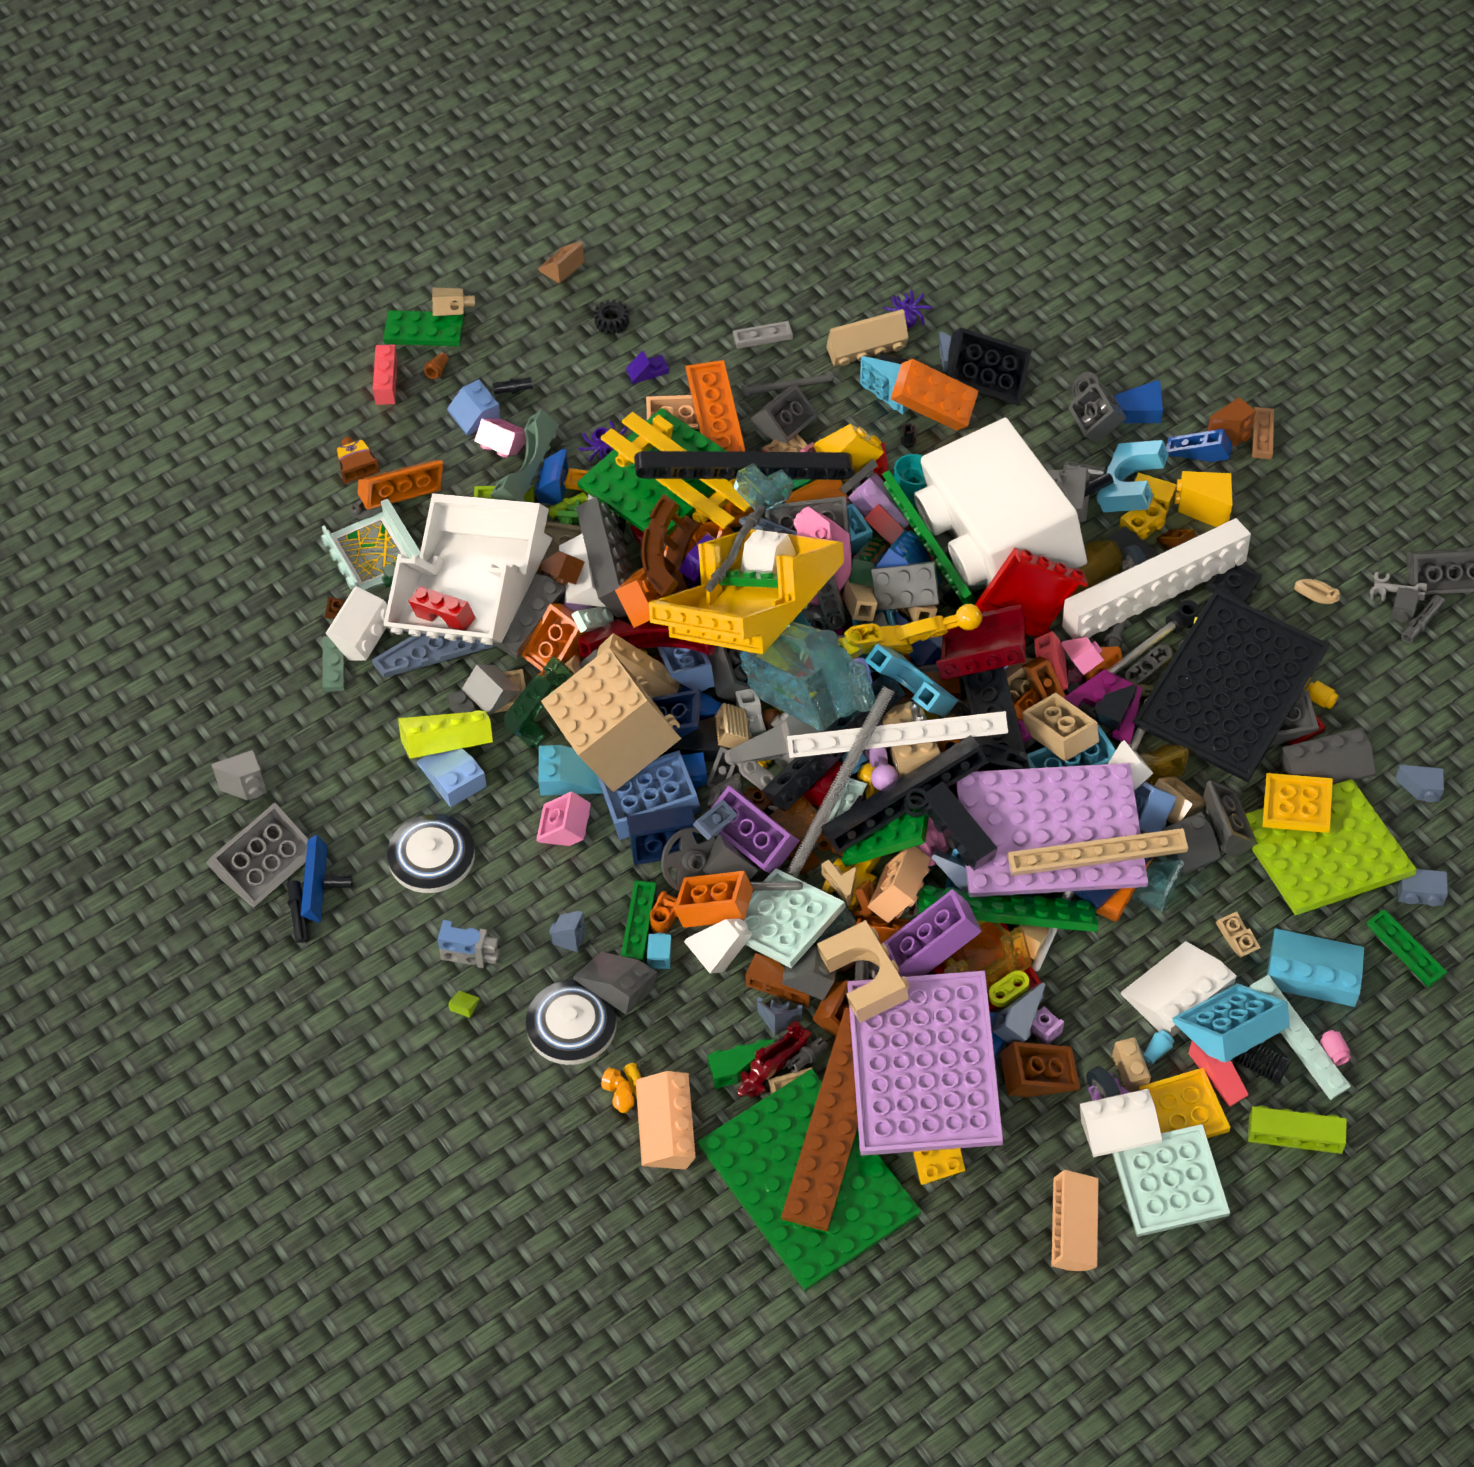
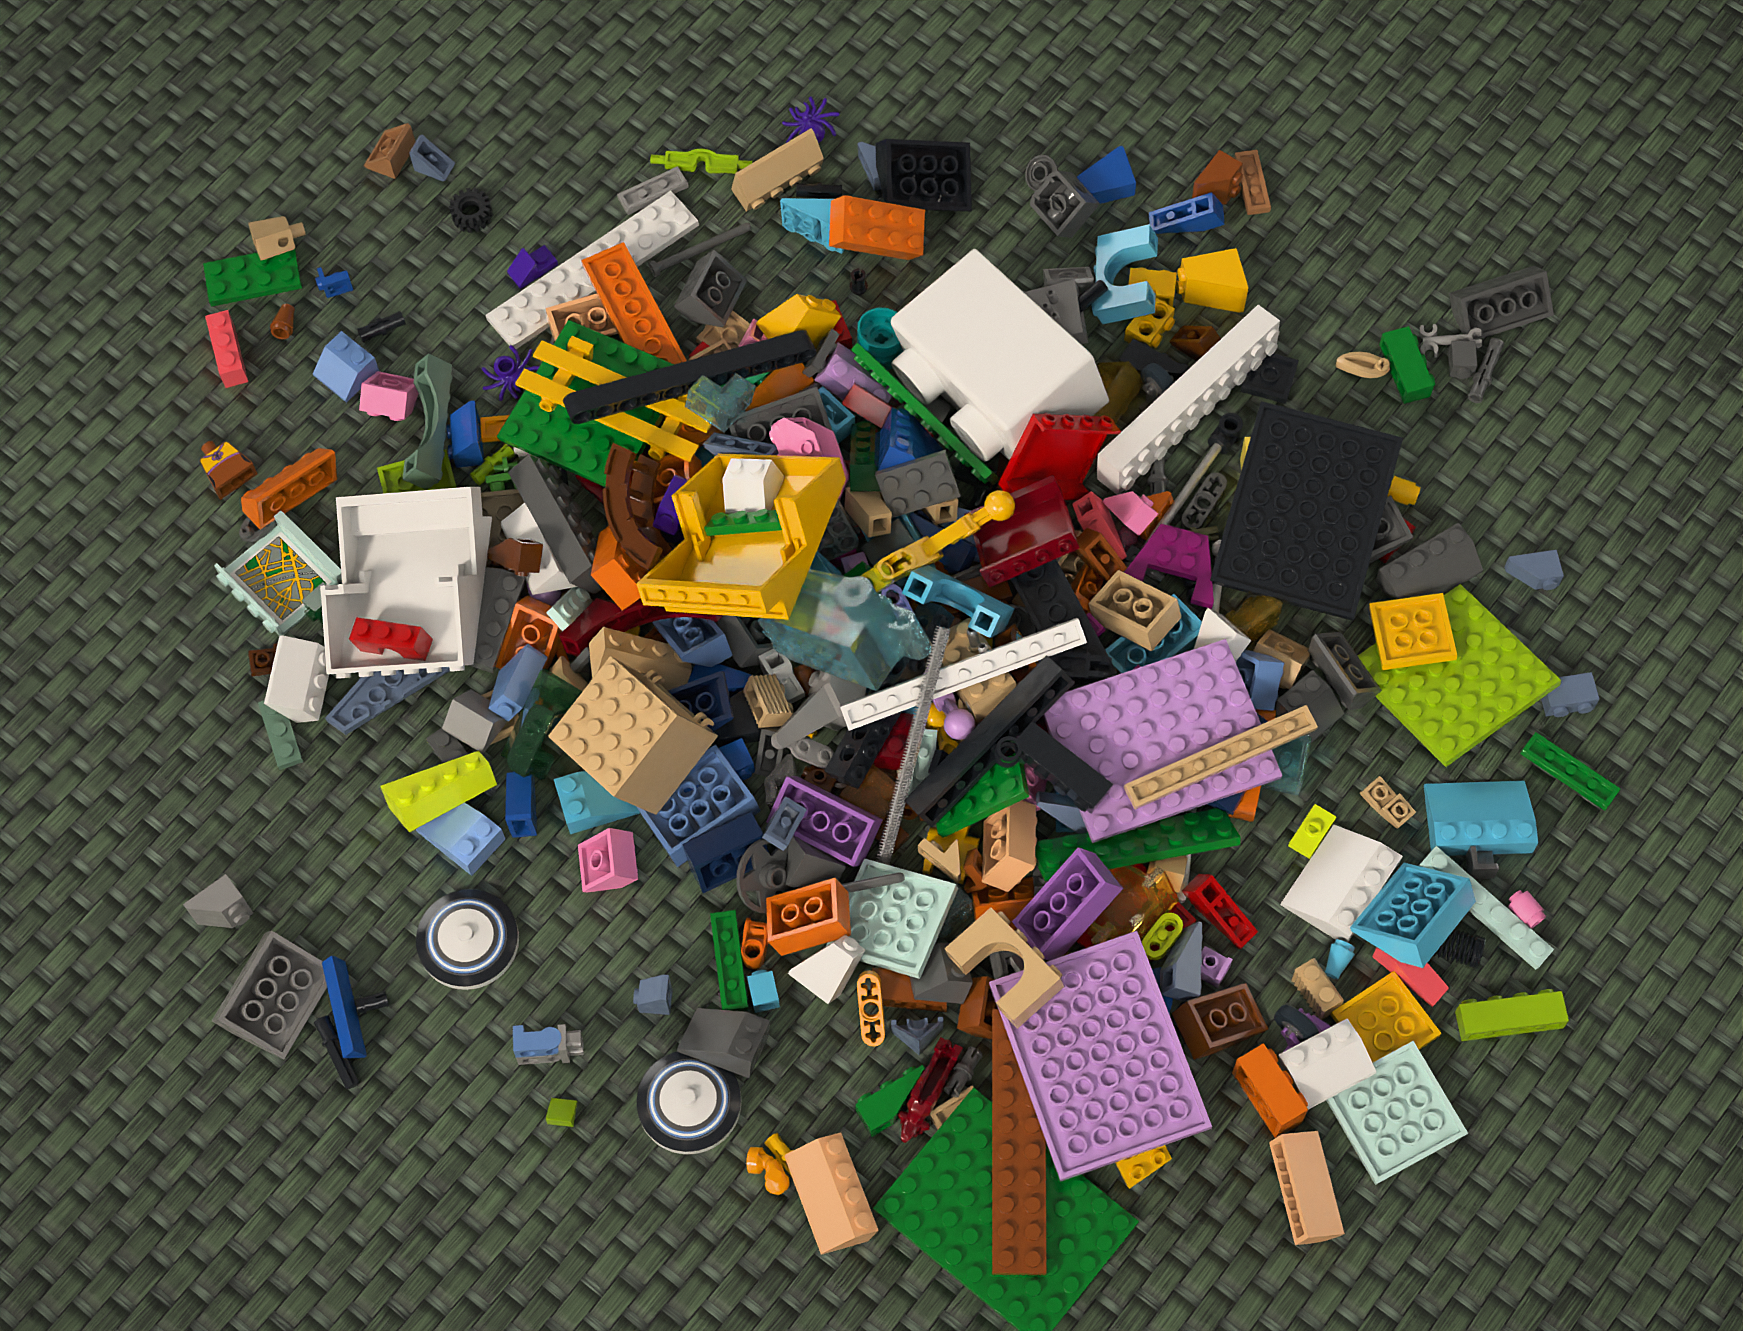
camera: 15 degrees left, 10 degrees up
(485, 346) = (334, 284): none -> blue bracket
(506, 761) = (520, 805): none -> blue slope
(531, 665) = (516, 682): none -> medium blue slope
(590, 273) = (430, 159): none -> sand blue slope
(719, 574) = (705, 525): dark grey bar -> none
(741, 366) = (644, 237): none -> white plate
(748, 1001) = (862, 990): none -> light orange beam
(799, 319) = (688, 161): none -> lime piece
(1065, 1132) = (1270, 1090): none -> orange brick
(1066, 982) = (1219, 909): none -> red slope
(1115, 707) = (1187, 571): black slope -> none
(1165, 942) = (1312, 831): none -> neon yellow plate
(1305, 1003) = (1480, 864): none -> flat silver panel
(1355, 599) = (1407, 364): none -> green brick

